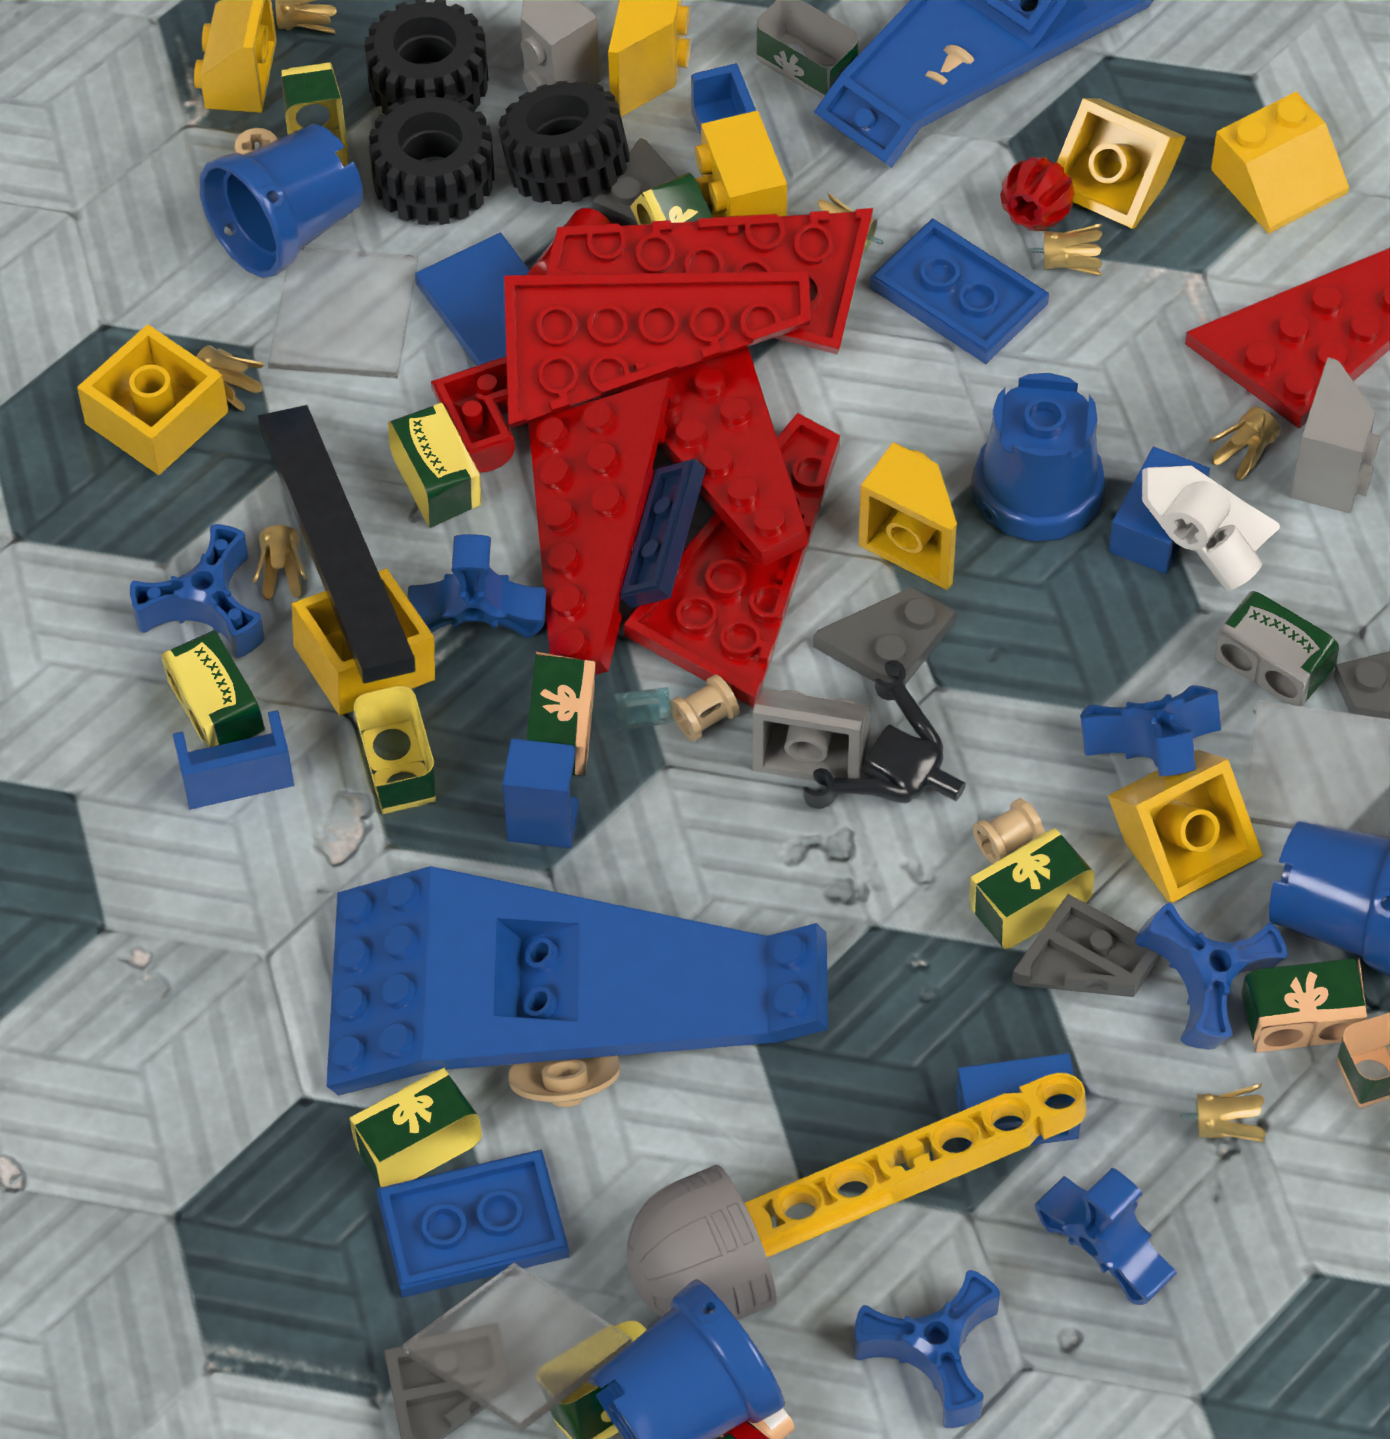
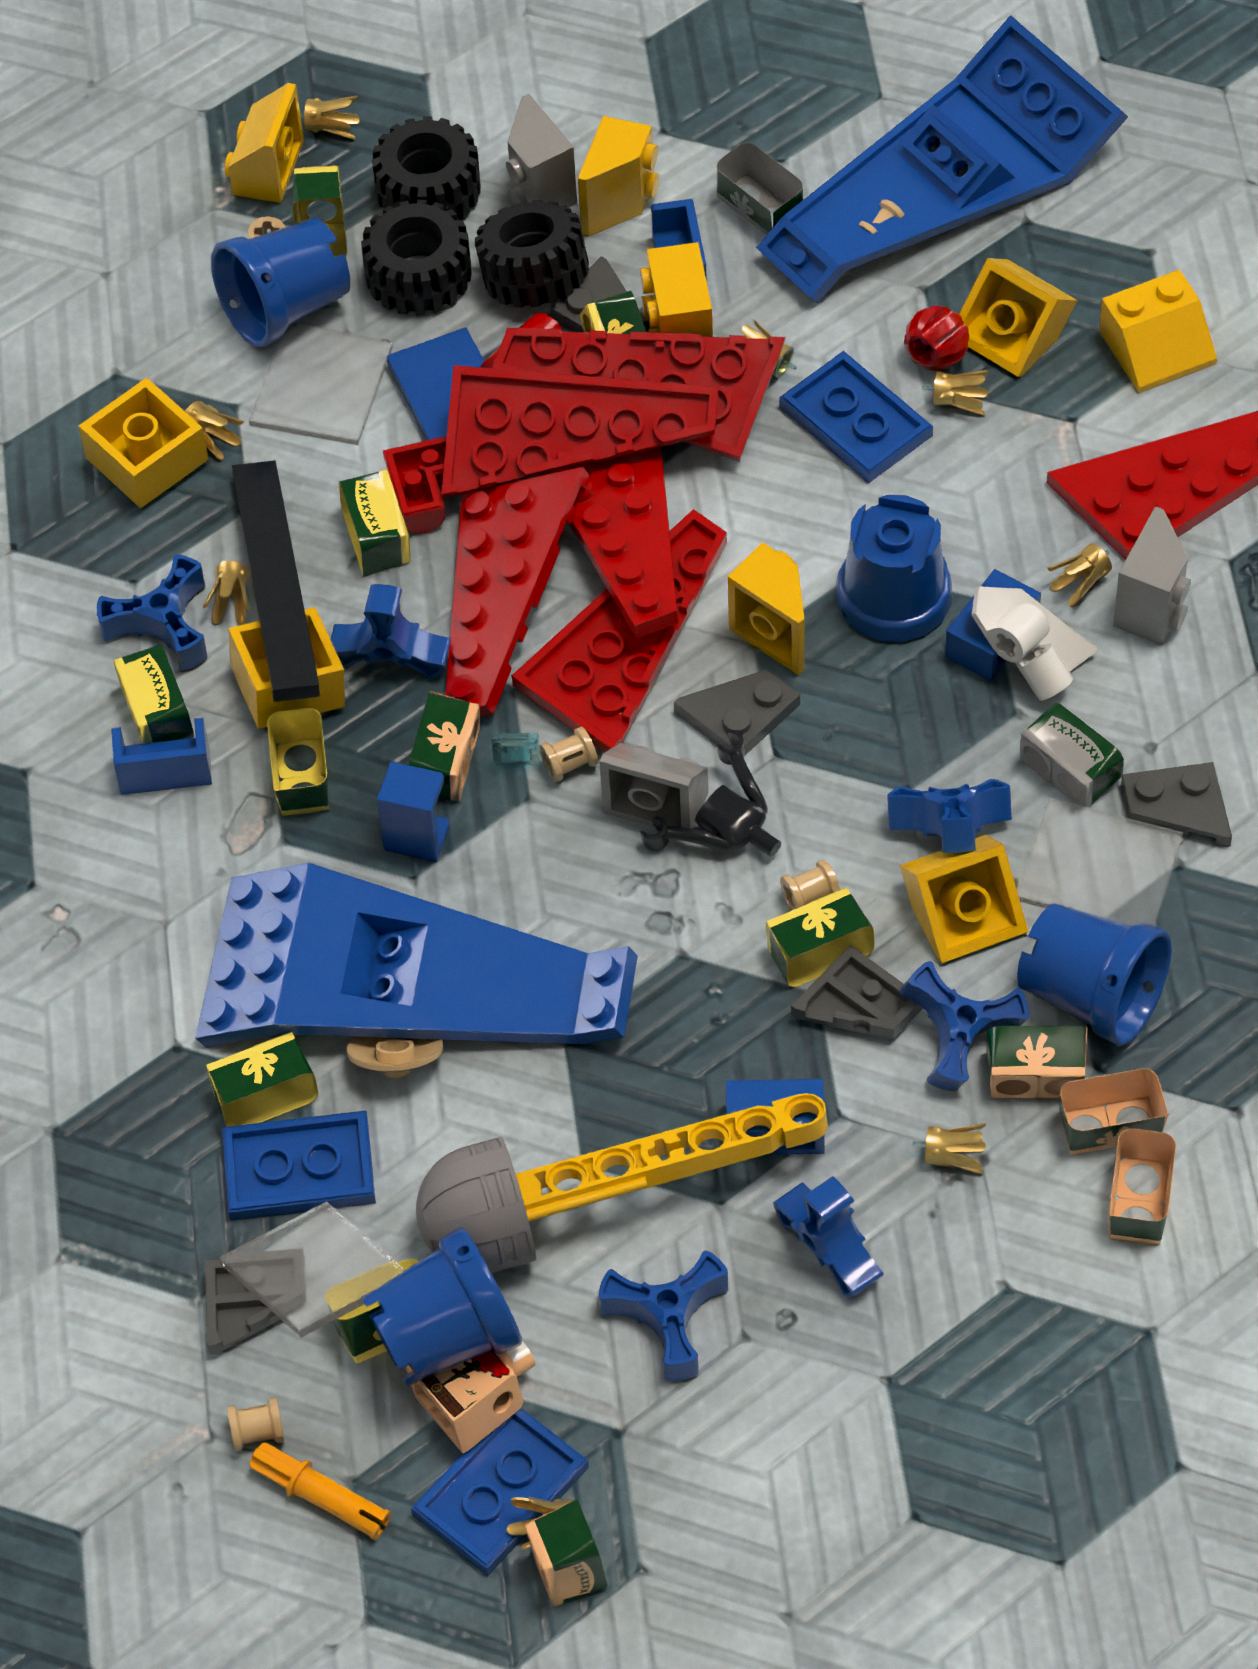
camera: 10 degrees right, 0 degrees up
(662, 533) = (556, 601): dark blue tile -> none

